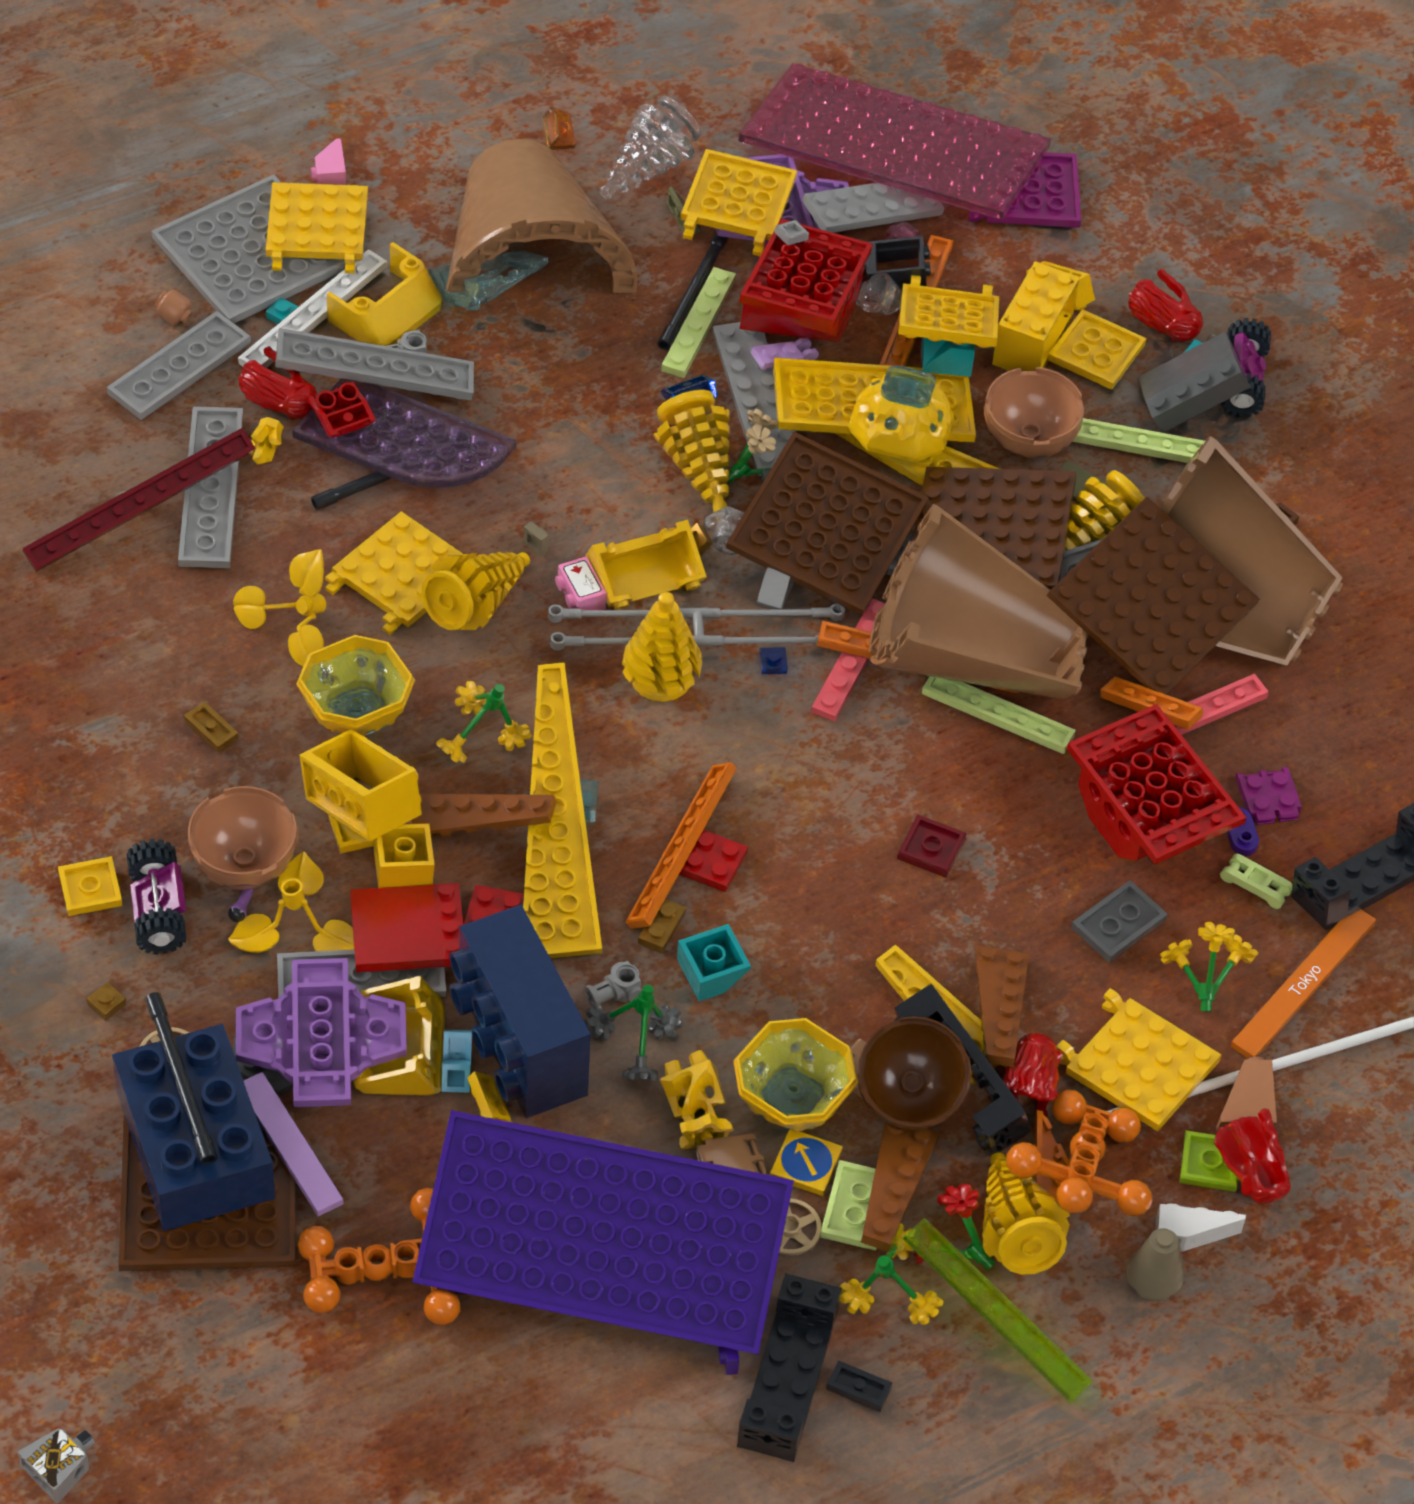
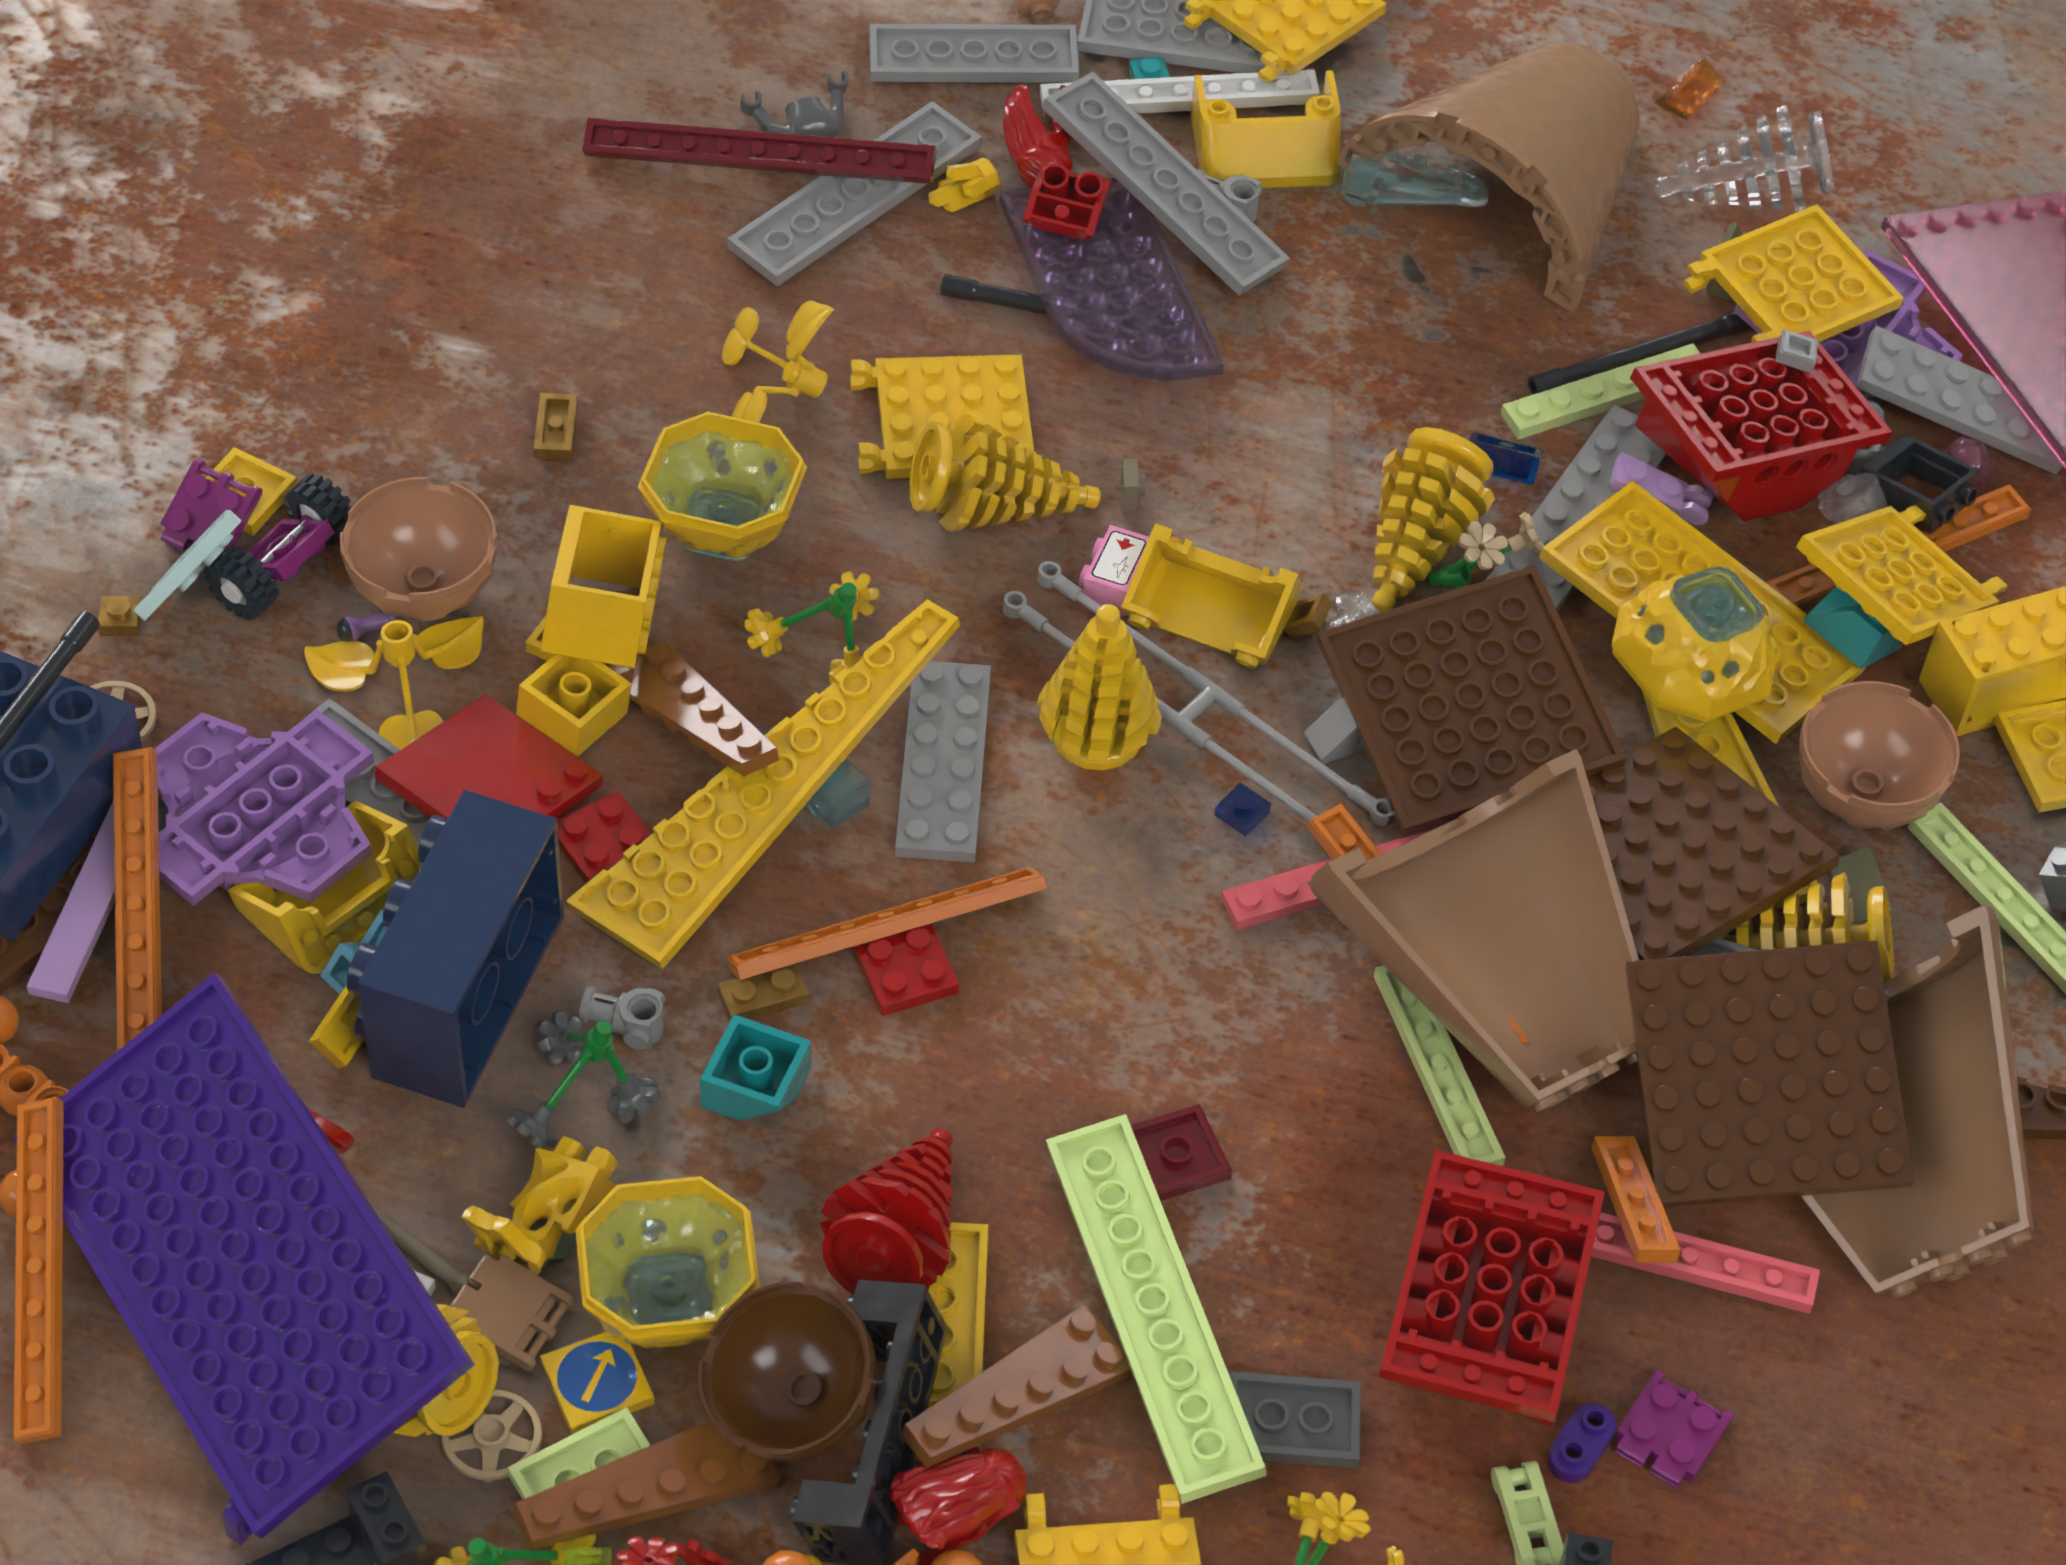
camera: 45 degrees right, 0 degrees up
(91, 910) = (201, 503): none -> magenta plate
(124, 933) = (191, 563): none -> light aqua wing
(140, 464) = (806, 114): none -> dark grey piece
(326, 1126) = (136, 892): none -> orange tile
(502, 1330) = (38, 1271): none -> orange tile
(618, 752) = (943, 762): none -> light grey plate
(863, 974) = (893, 1218): none -> red plant
(1009, 919) = (1155, 1310): none -> yellowish green plate

